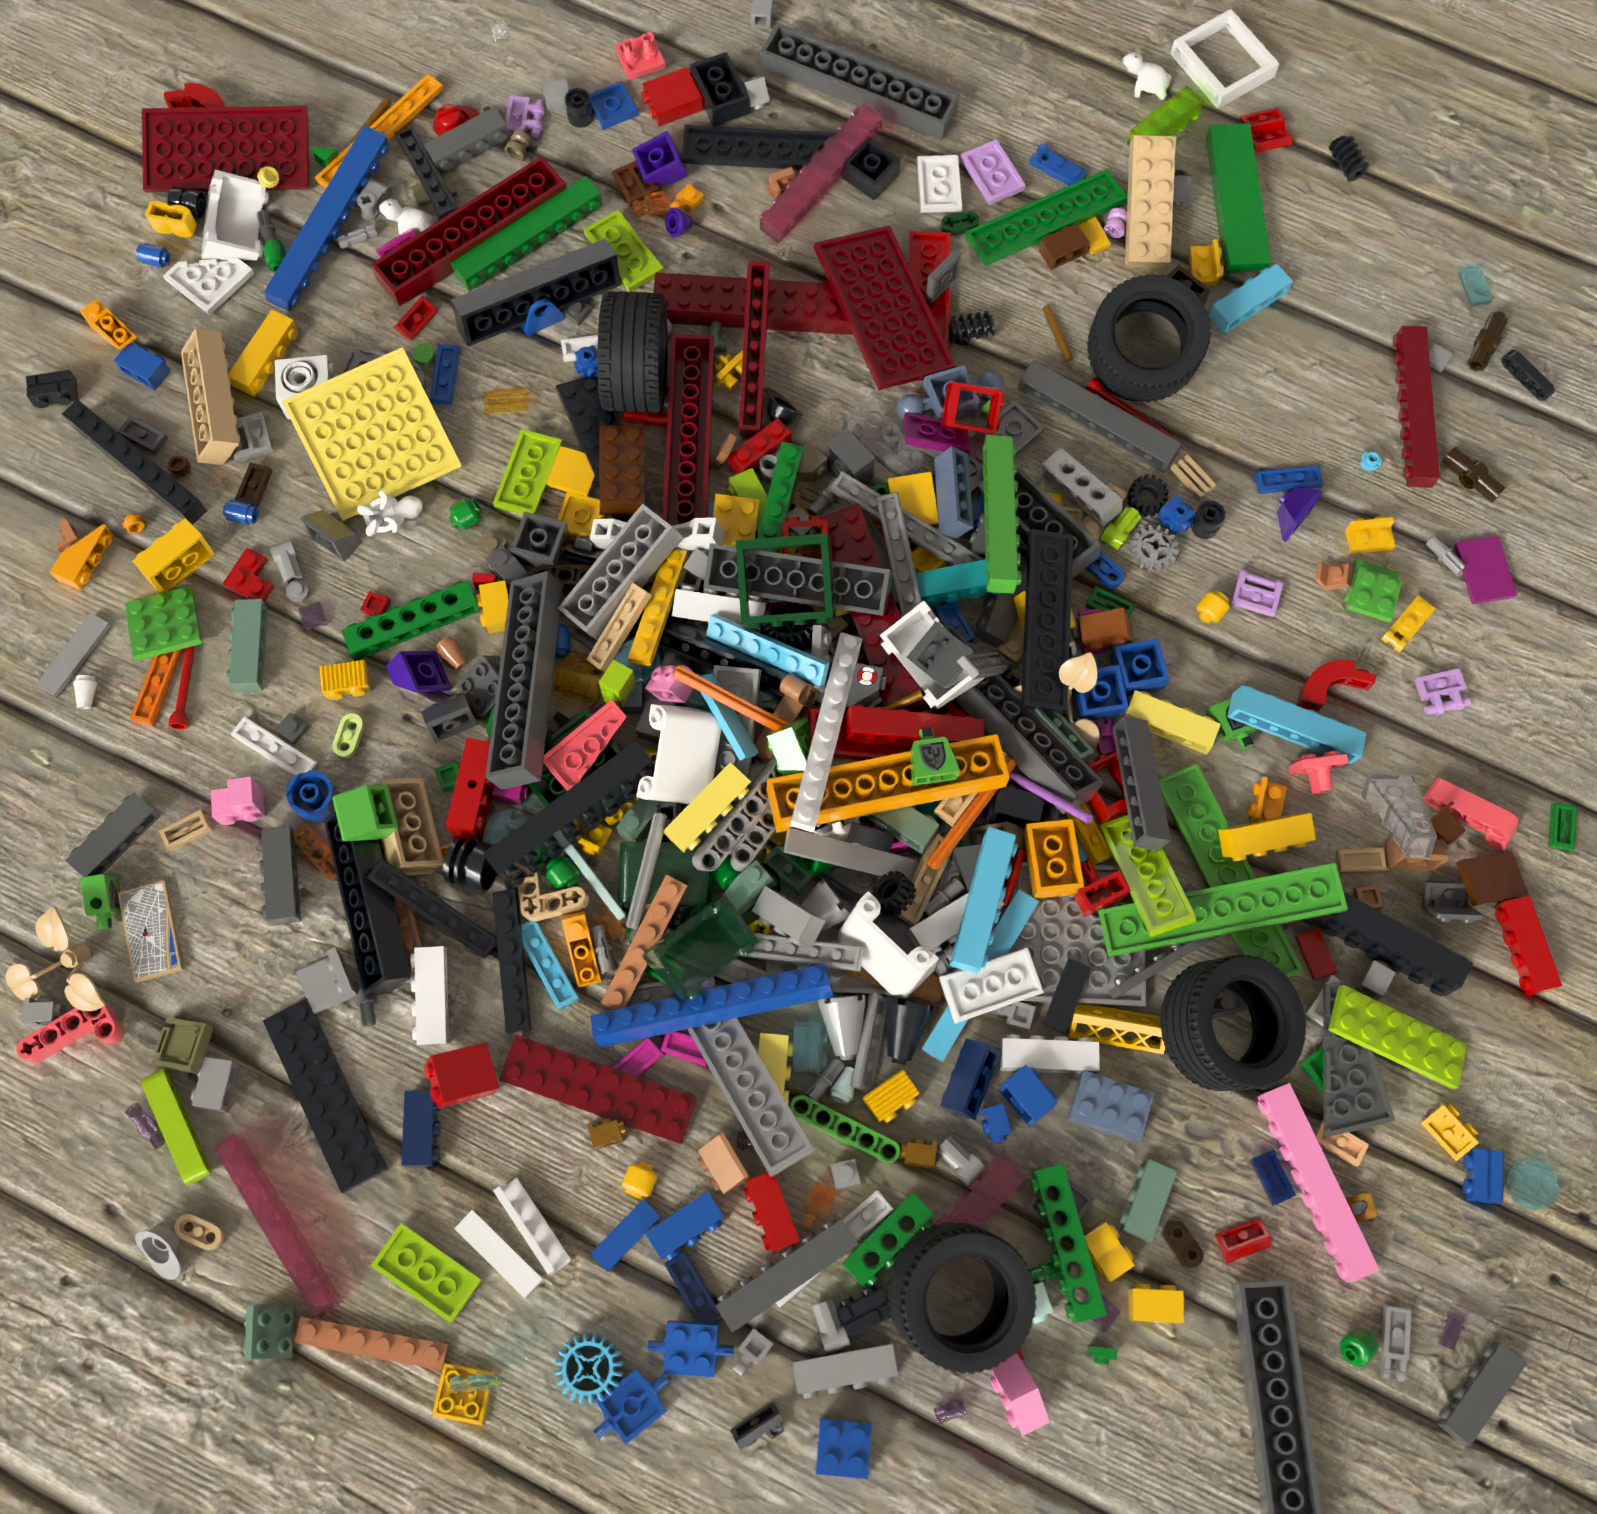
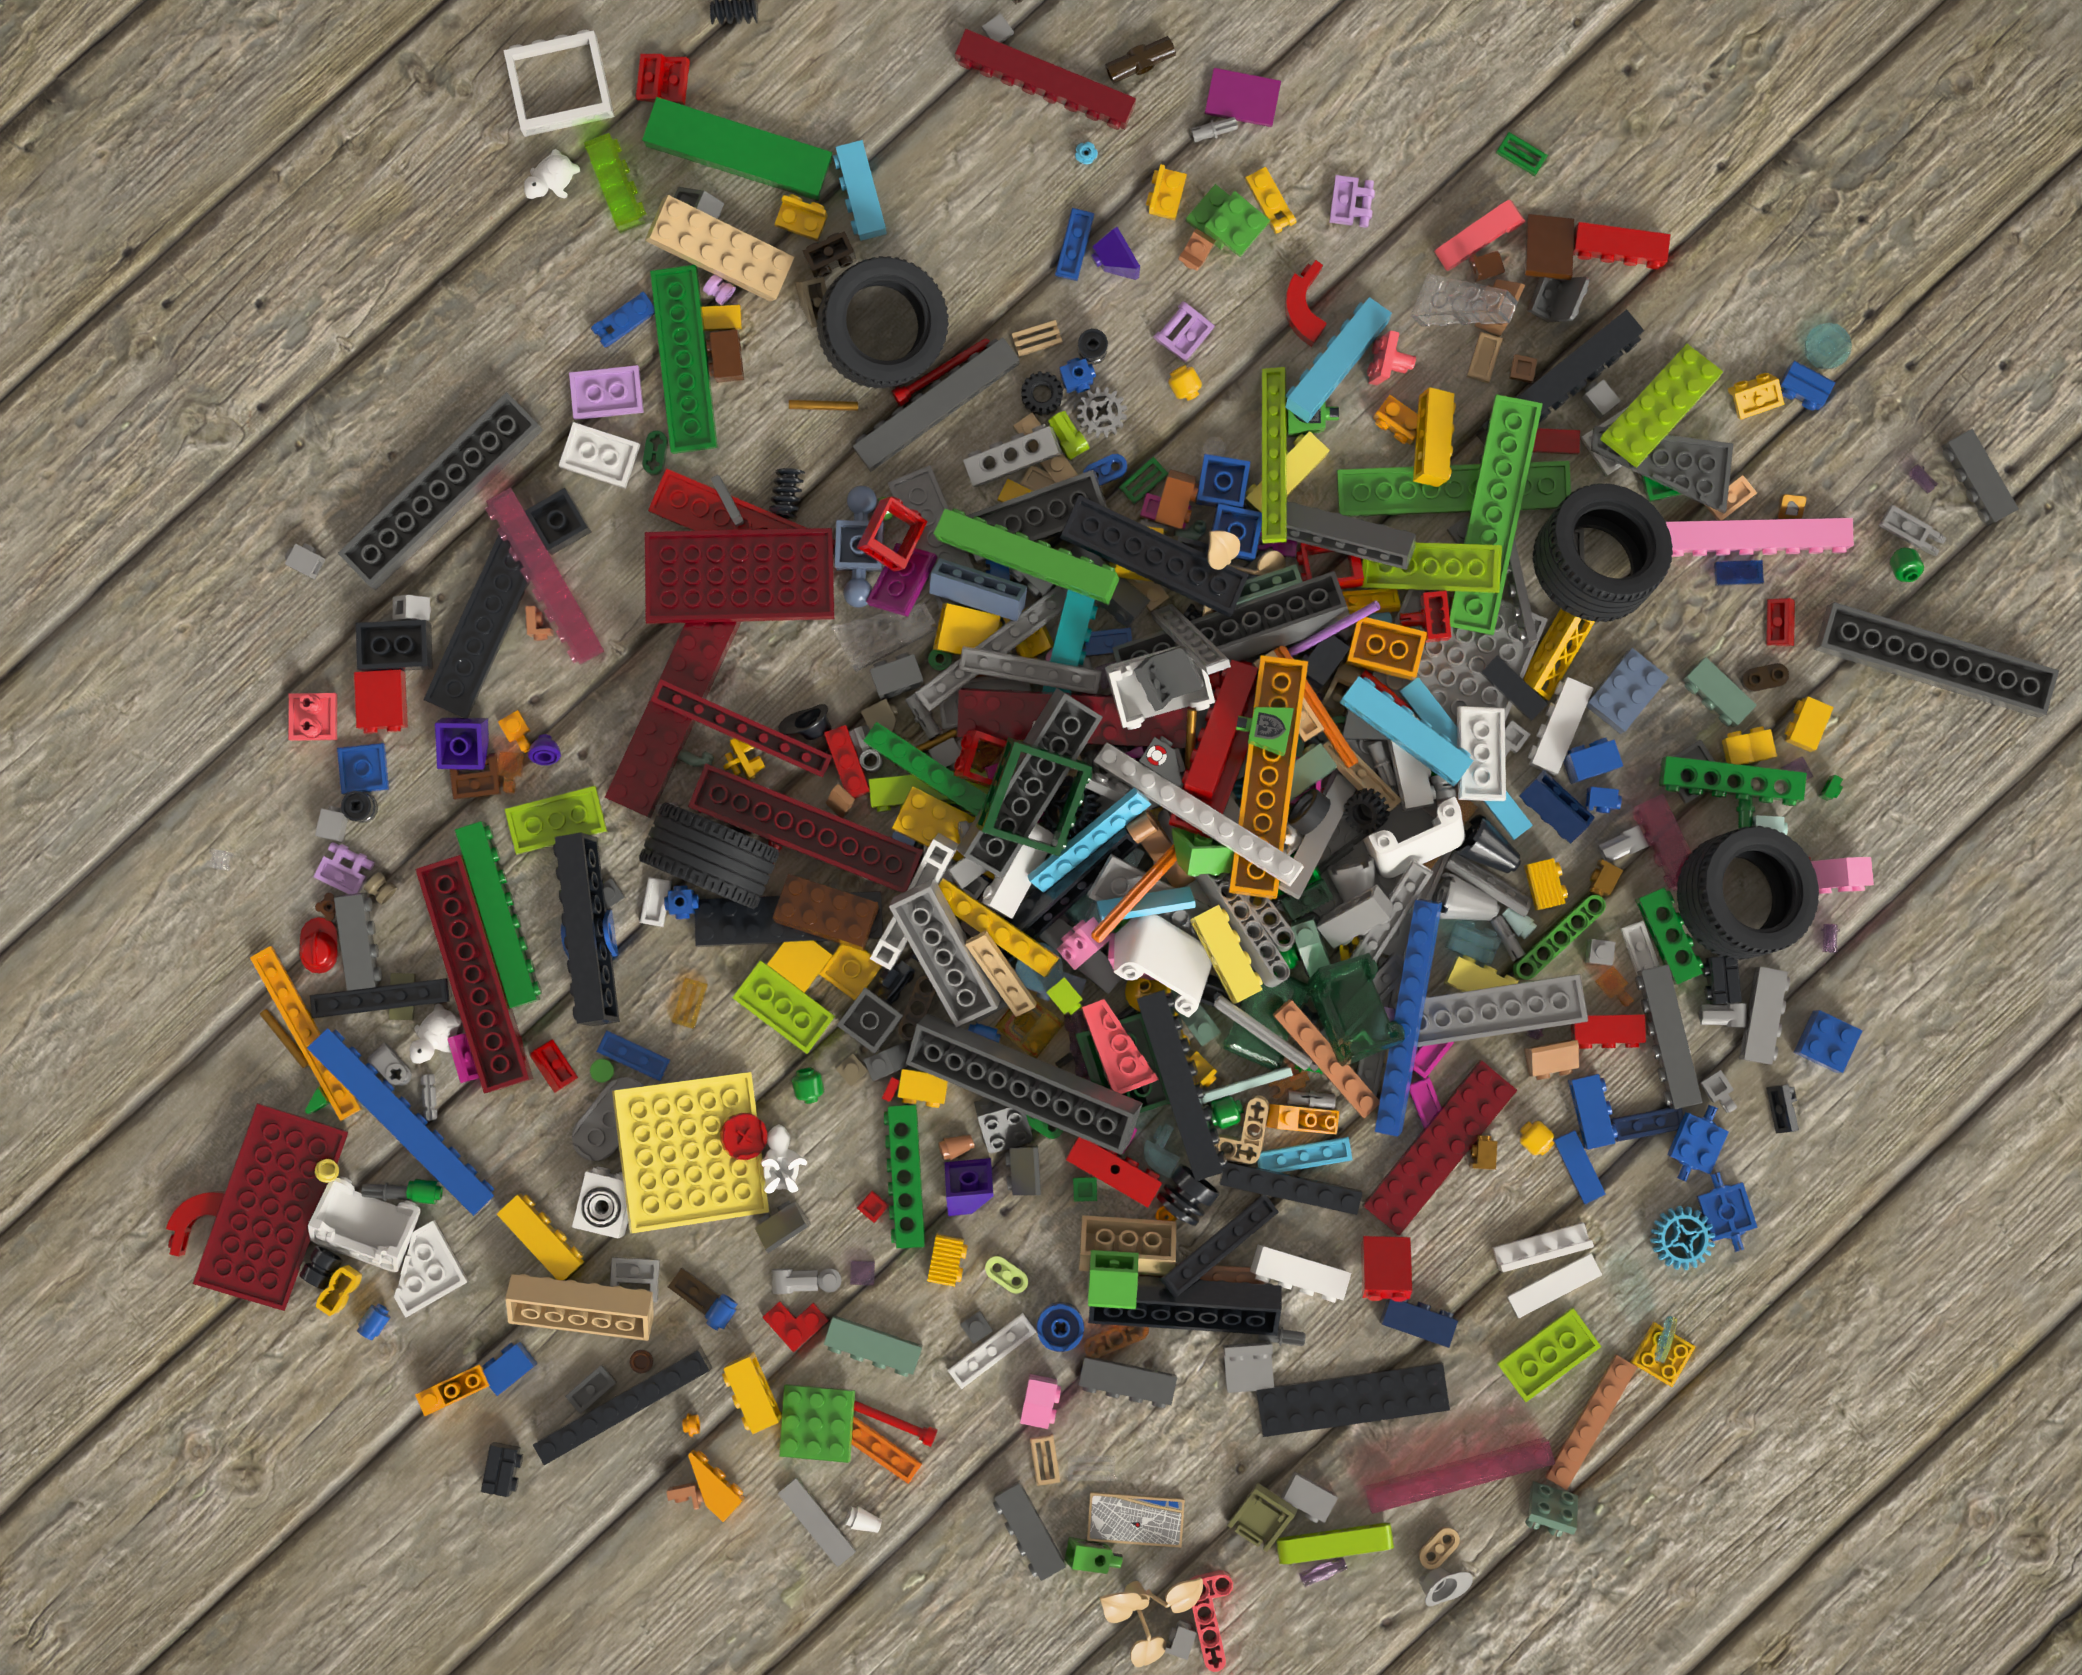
camera: 65 degrees left, 15 degrees up
(401, 475) = (743, 1136): none -> red tile
(1180, 699) = (1274, 456): none -> lime plate

